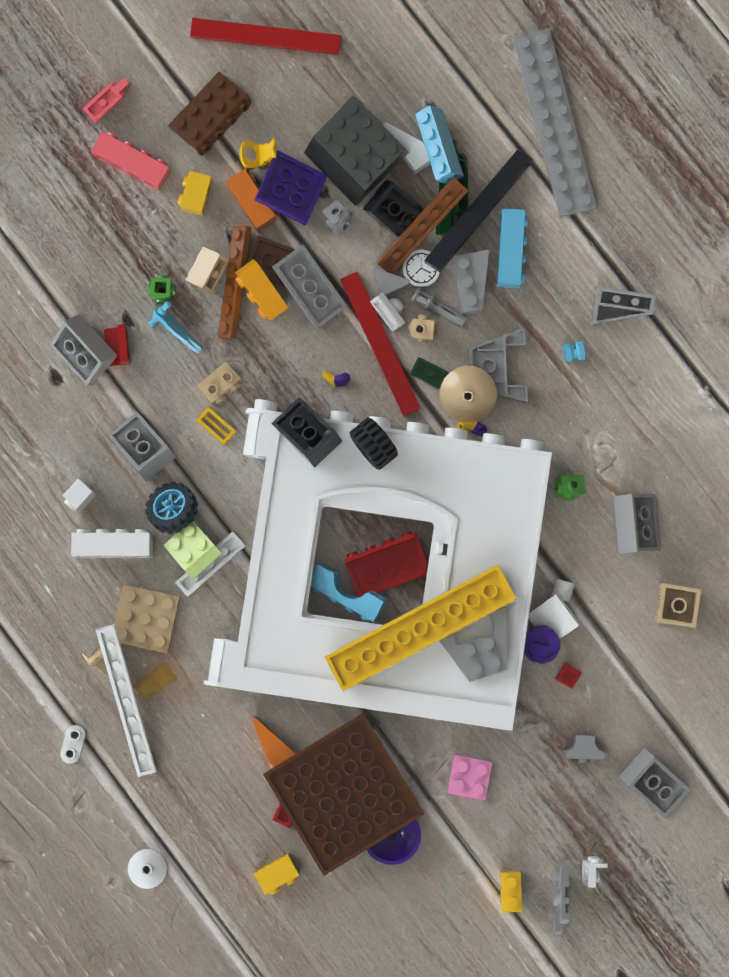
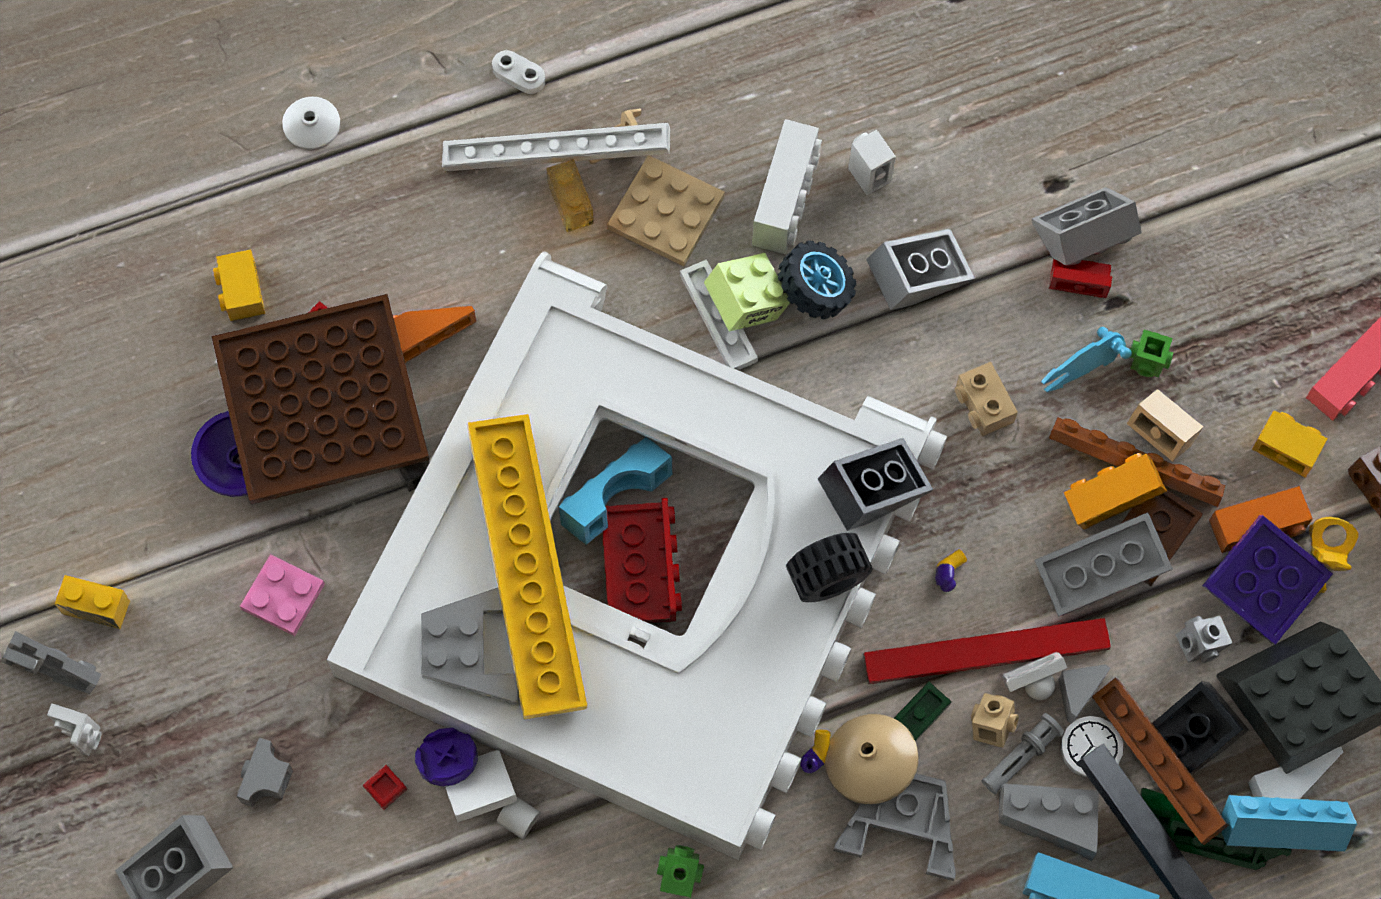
camera: 105 degrees right, 15 degrees down
(228, 436) = (903, 393): yellow tile -> none

